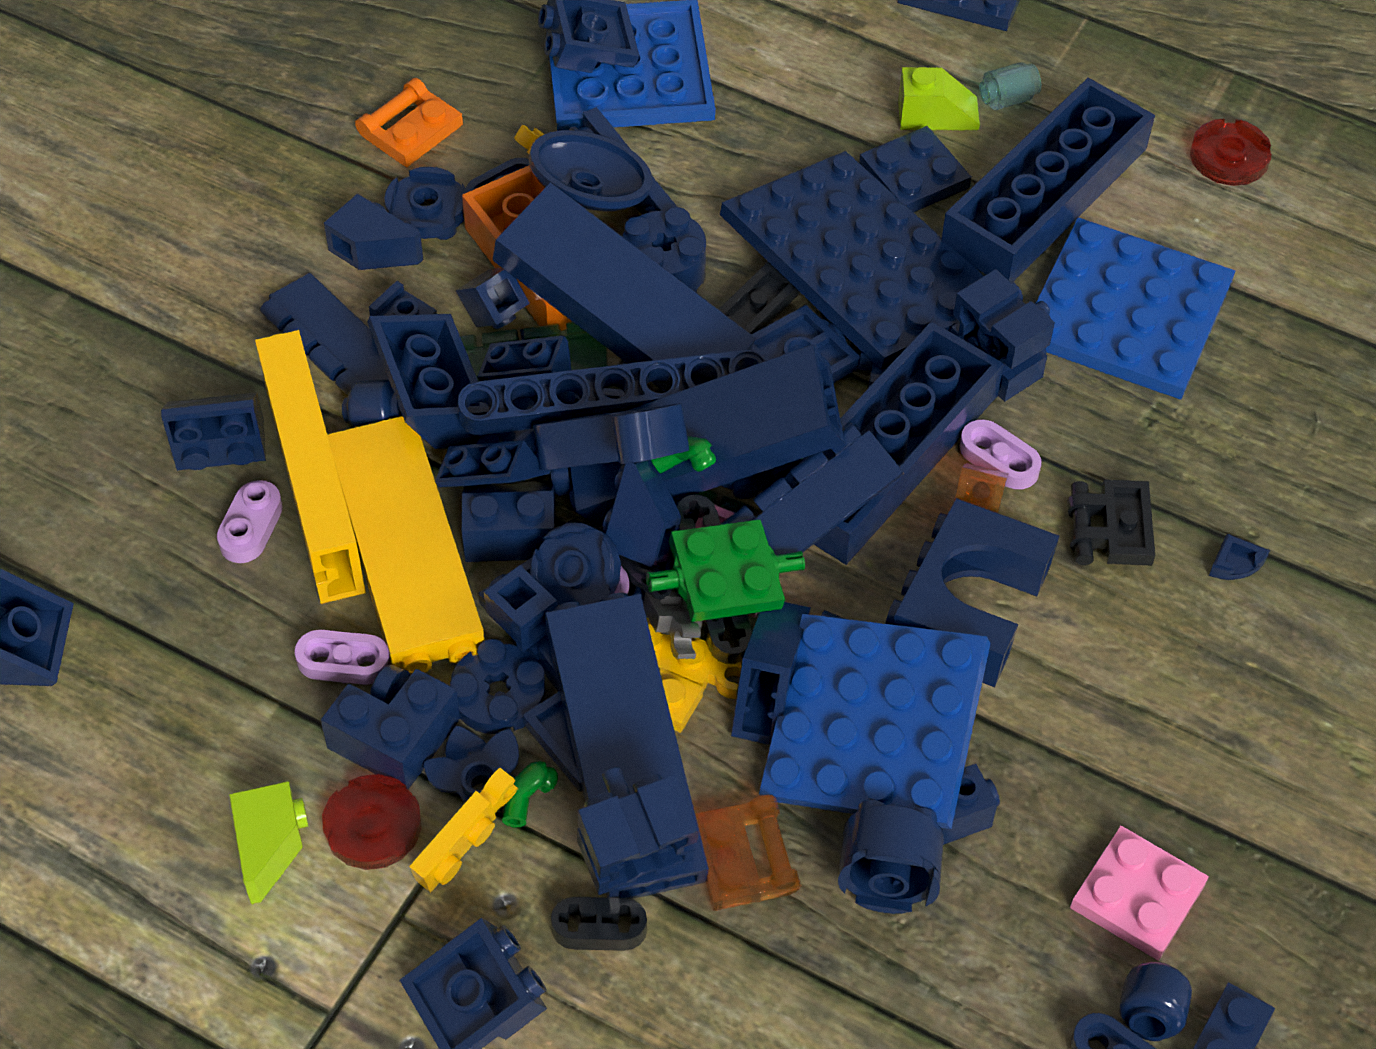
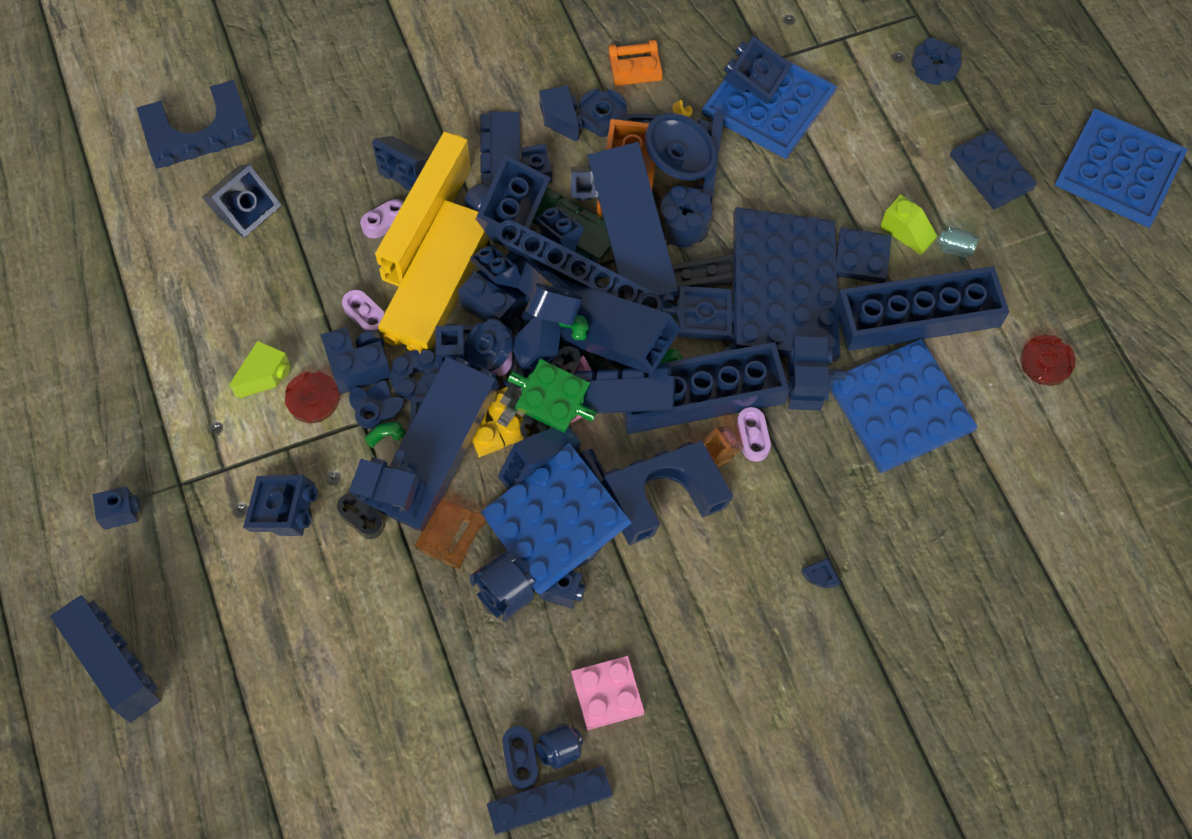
camera: 40 degrees right, 10 degrees up
(468, 827) = (338, 430): yellow plate -> none
(1126, 519) = (780, 515): black plate -> none

